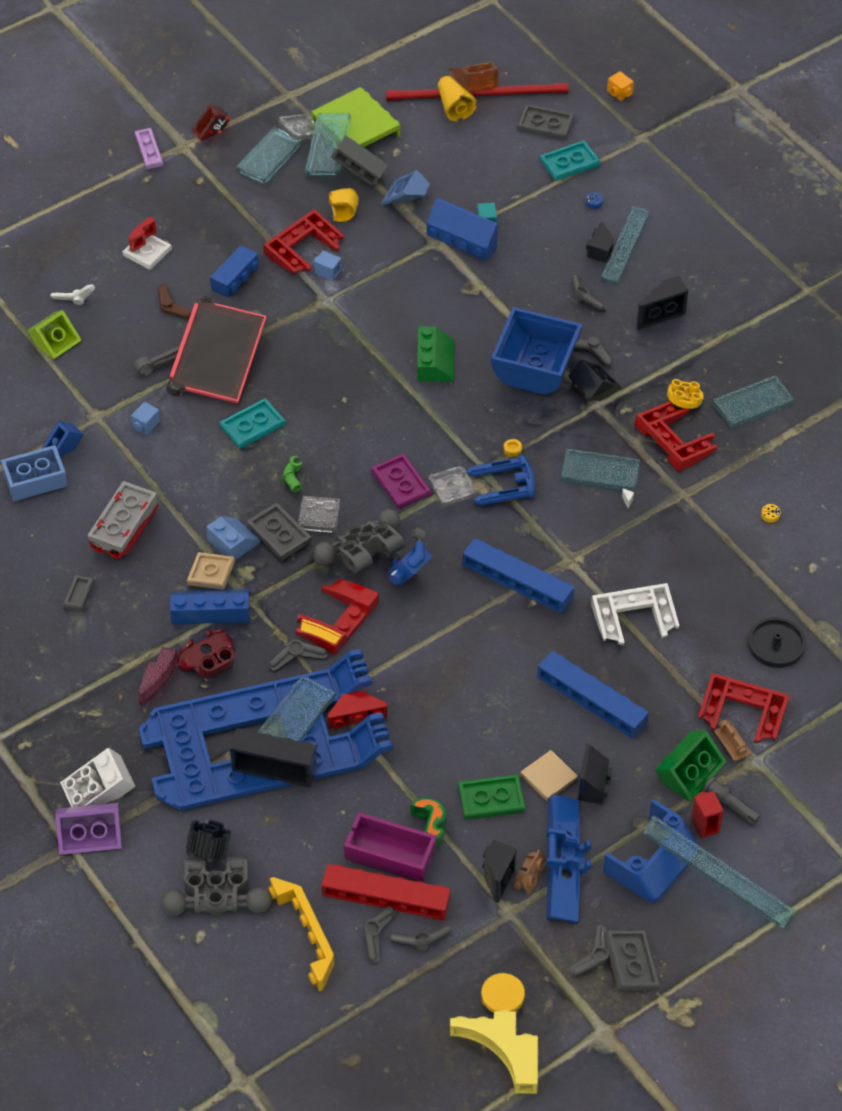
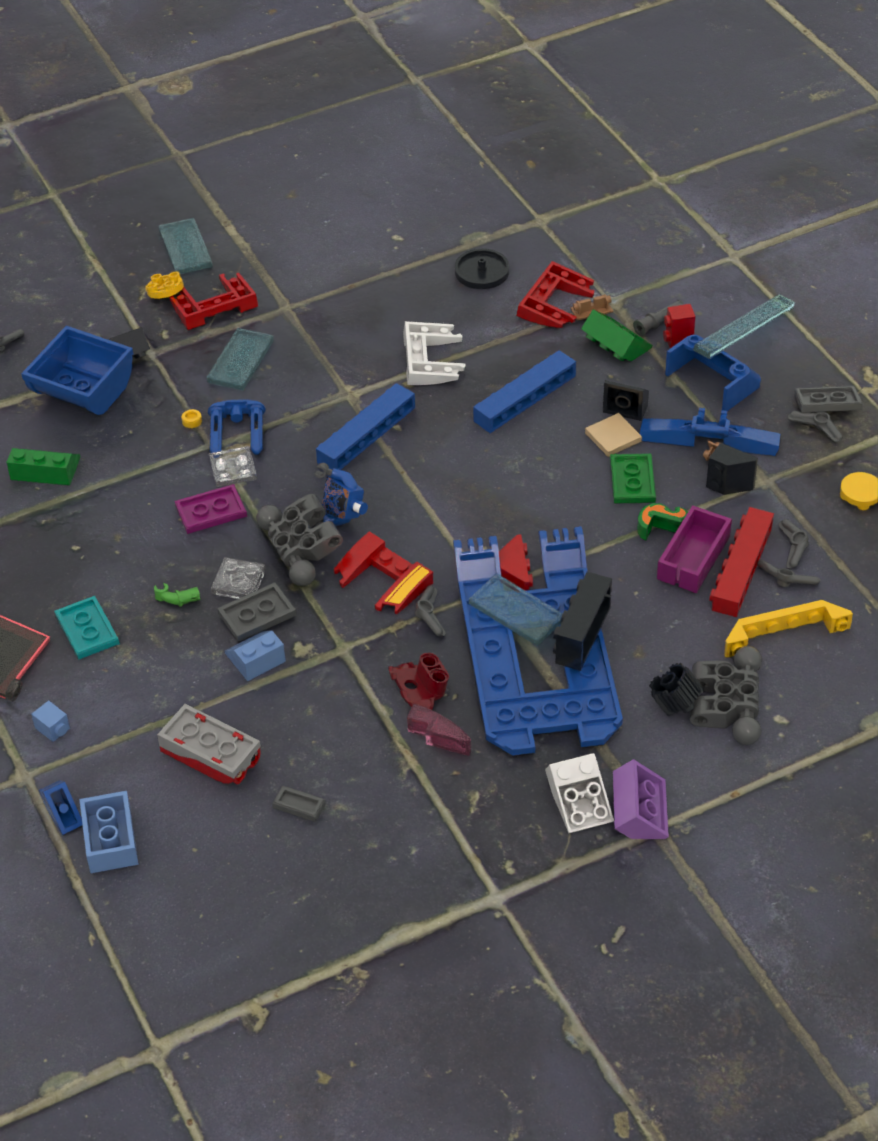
camera: 80 degrees left, 5 degrees down
(210, 571) = (297, 676): tan tile -> none
(210, 606) = (346, 678): blue slope -> none
(627, 497) = (284, 342): white piece -> none
(663, 303) = (40, 279): black slope -> none
(770, 513) = (328, 252): yellow tile -> none

